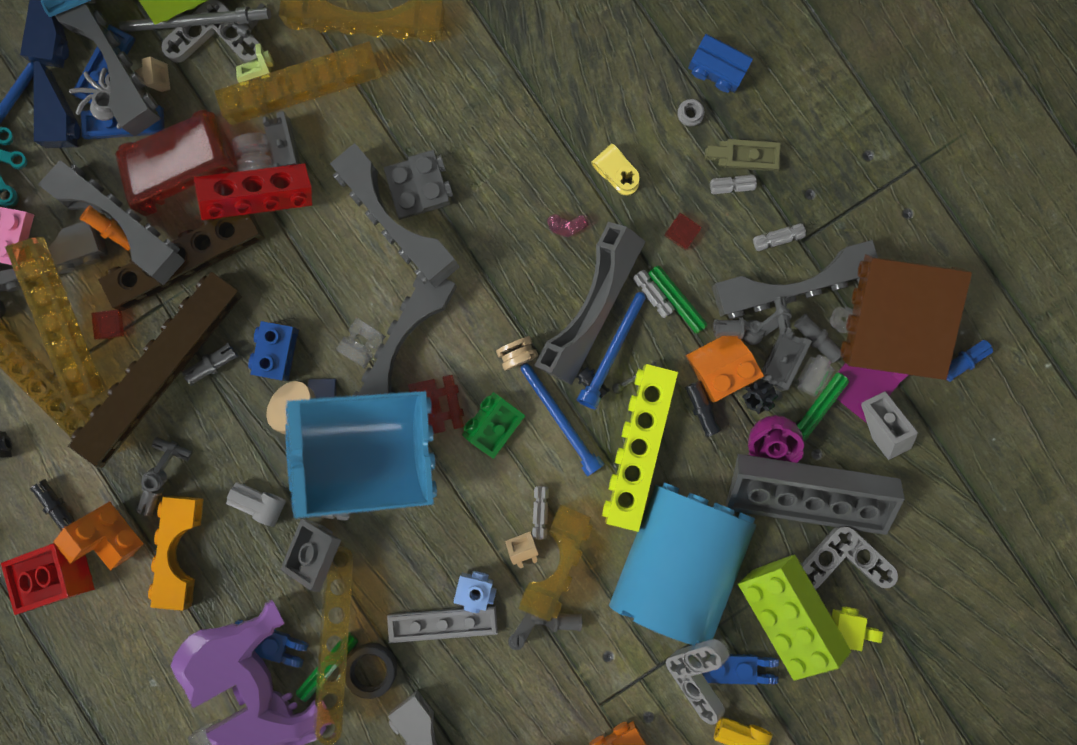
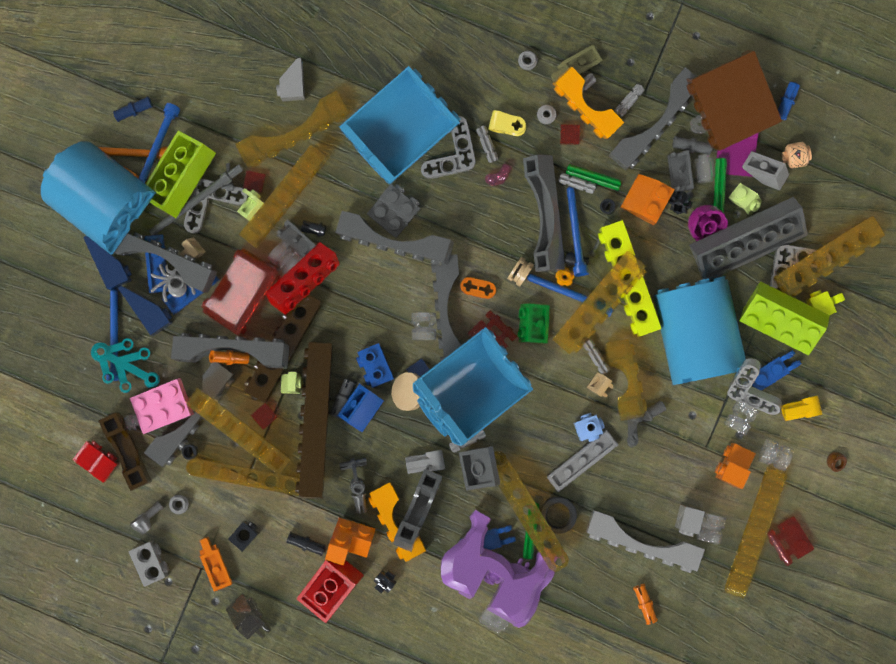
camera: 30 degrees left, 0 degrees up
(113, 613) = (385, 581): none -> black gear
(162, 307) = (291, 383): none -> yellowish green bracket
(189, 566) = (418, 510): none -> dark grey arch
(221, 389) = (361, 407): none -> blue brick
(280, 45) = (254, 181): none -> clear red tile
(315, 148) = (313, 228): none -> black pin
(450, 344) = (479, 283): none -> orange beam
(488, 84) = (399, 125): none -> dark azure cylinder
(517, 465) = (564, 336): none -> clear yellow brick
(531, 173) = (455, 159): none -> light grey beam
(564, 401) = (561, 281): none -> light orange plate
(578, 179) = (487, 144): none -> light grey axle
(654, 705) = (738, 424): none -> clear wheel
(667, 197) = (544, 120): none -> light grey plate
(669, 340) = (604, 205): none -> black hinge
(703, 408) = (651, 232): black pin -> none
(719, 64) = (526, 20): blue brick -> none
(721, 172) = (571, 85): none -> light orange arch
(754, 330) = (651, 165): dark grey pin -> none
(841, 443) = (746, 199): none -> yellowish green bracket
(936, 431) = (797, 155): none -> light nougat head
(965, 579) = (868, 228): none -> clear yellow brick

